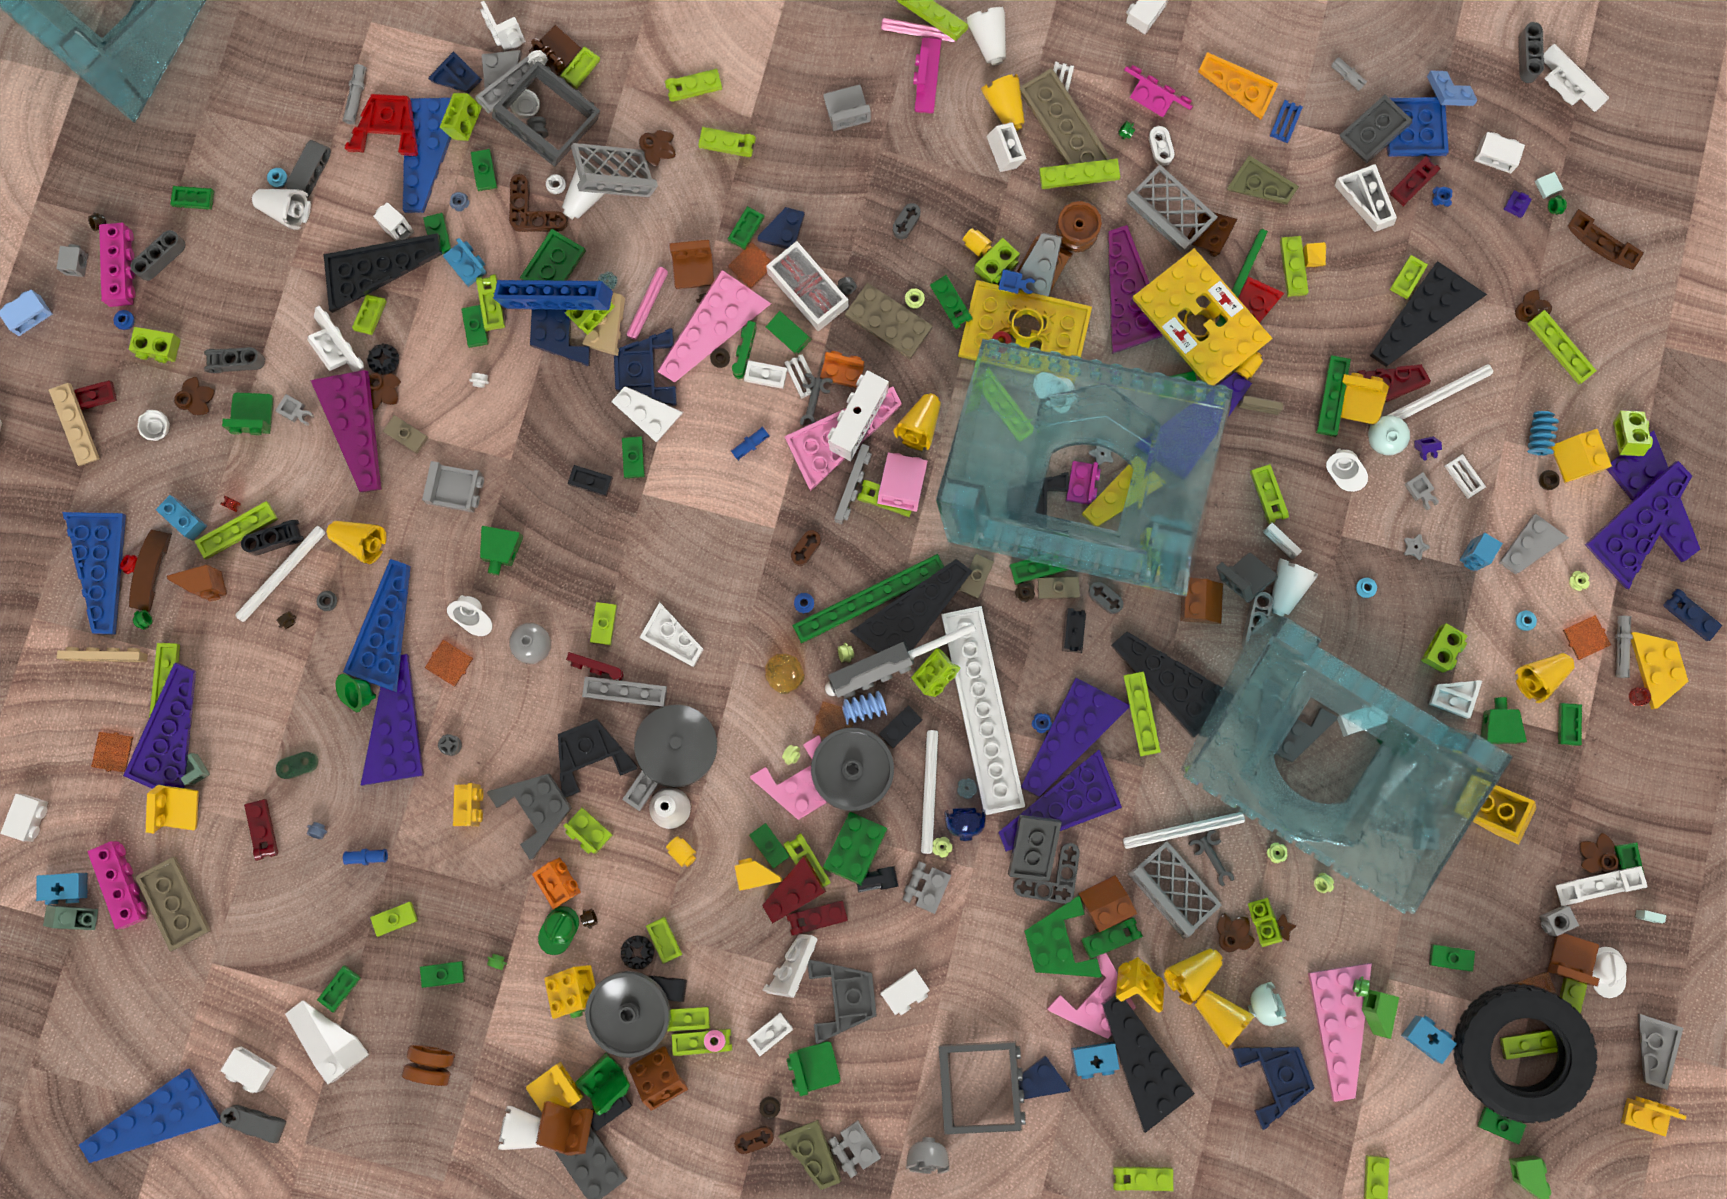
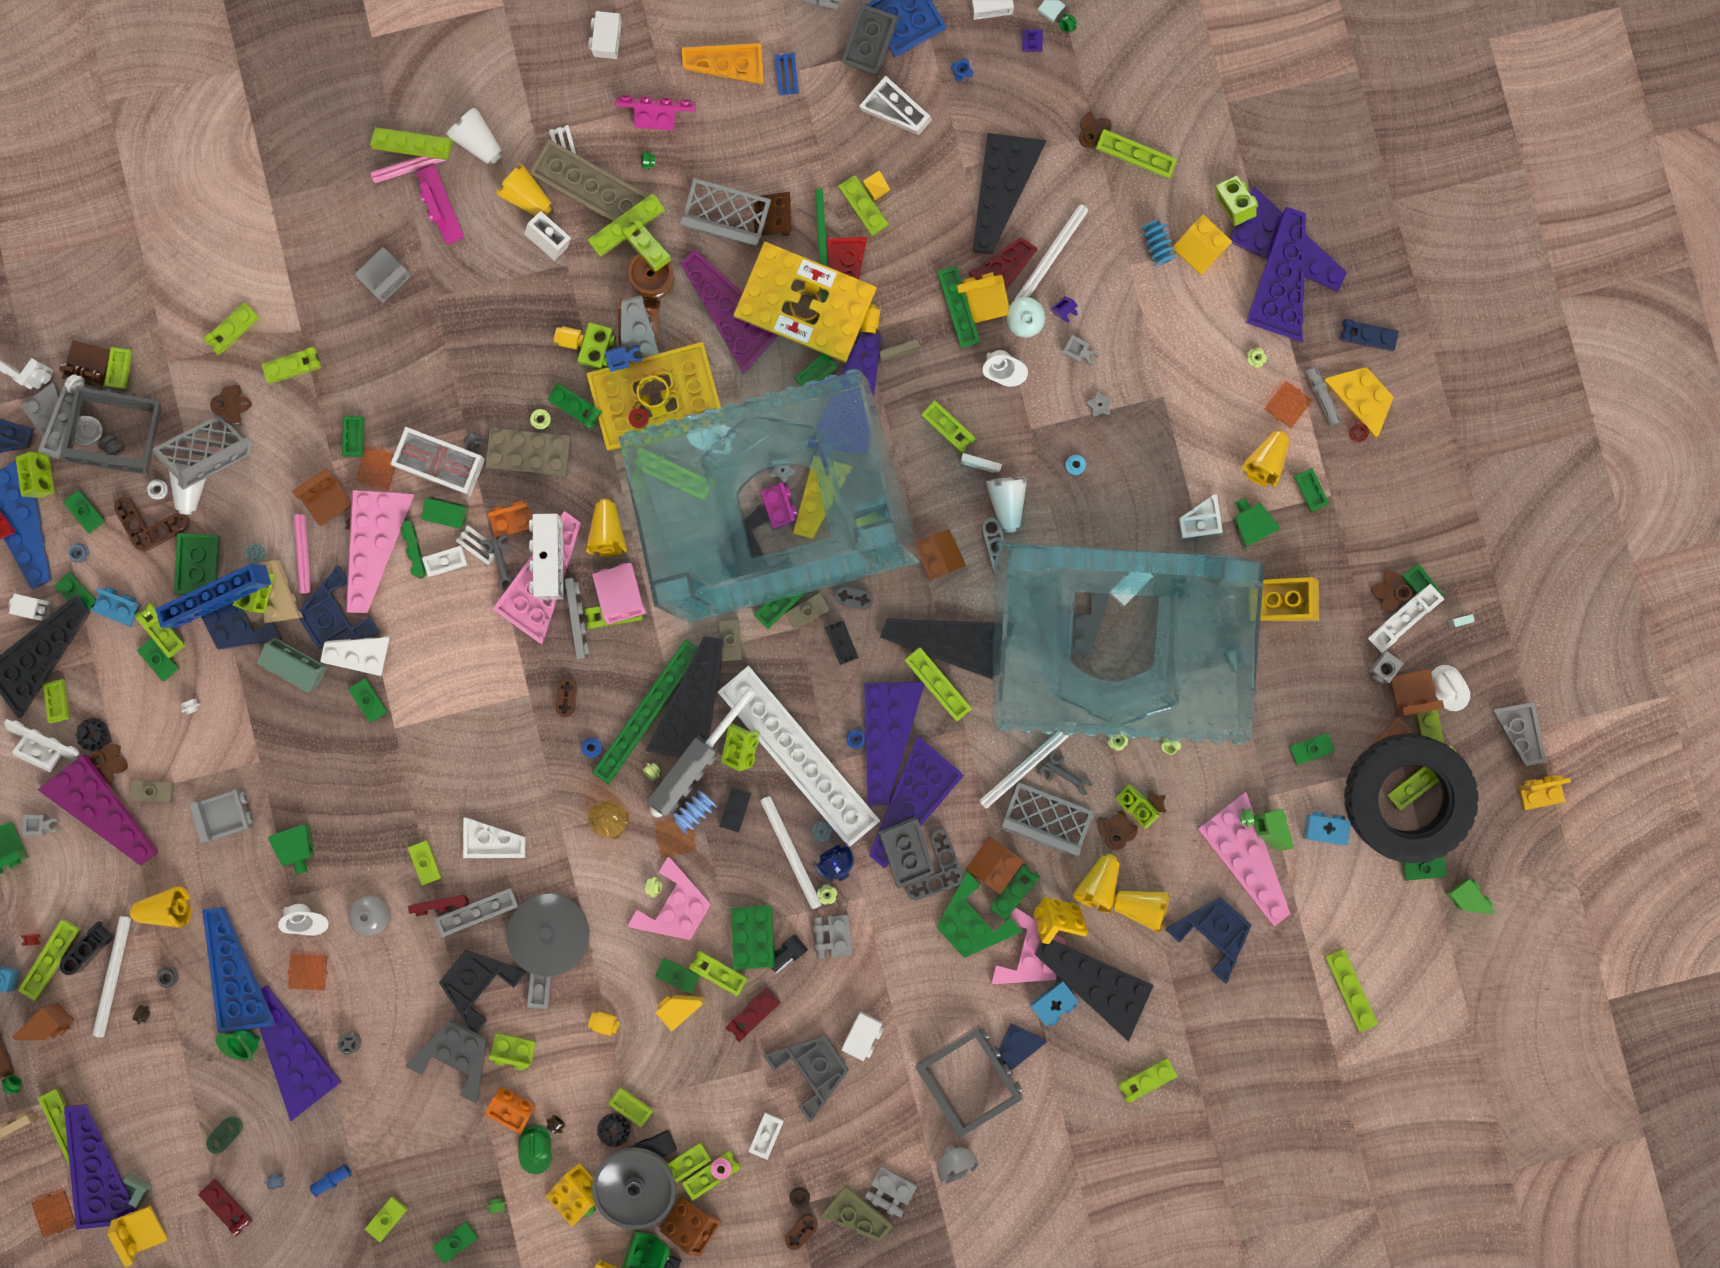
camera: 30 degrees left, 5 degrees up
(467, 805) = (394, 1086): yellow bracket -> none
(585, 391) = (291, 665): none -> sand green brick
(590, 480) = (341, 742): black plate -> none
(678, 808) = (578, 986): white cone -> none
(720, 363) = (401, 571): dark brown plate -> none
(750, 443) = (465, 631): blue pin -> none
(783, 229) = (387, 419): dark blue wing -> none
(790, 974) = (755, 1069): white wing -> none
(794, 891) = (720, 1003): dark red wing -> none
(813, 1068) = (818, 1143): green bracket -> none
(852, 769) = (712, 871): dark grey dish -> none
(902, 218) = (489, 351): dark grey beam -> none
(1025, 597) = (785, 631): dark brown plate -> none
(1089, 197) = (646, 245): none -> lime plate
(1161, 147) = (687, 158): white plate -> none
(1247, 576) = (966, 512): dark grey bracket -> none
(1262, 182) = (794, 143): olive wing -> none
(1267, 1005) = (1176, 877): light aqua cylinder -> none
(1408, 277) = (969, 161): lime plate -> none
(1414, 181) = (930, 69): dark red plate -> none
(1440, 645) = (1164, 481): lime brick -> none
(1458, 479) = (1106, 323): white tile -> none
(1480, 552) = (1157, 381): dark azure brick -> none
(1520, 620) = (1223, 423): medium azure plate -> none
(1532, 543) = (1199, 346): light grey wing -> none
(1553, 476) = (1185, 275): dark brown plate -> none
(1602, 243) = (1125, 36): reddish brown slope -> none

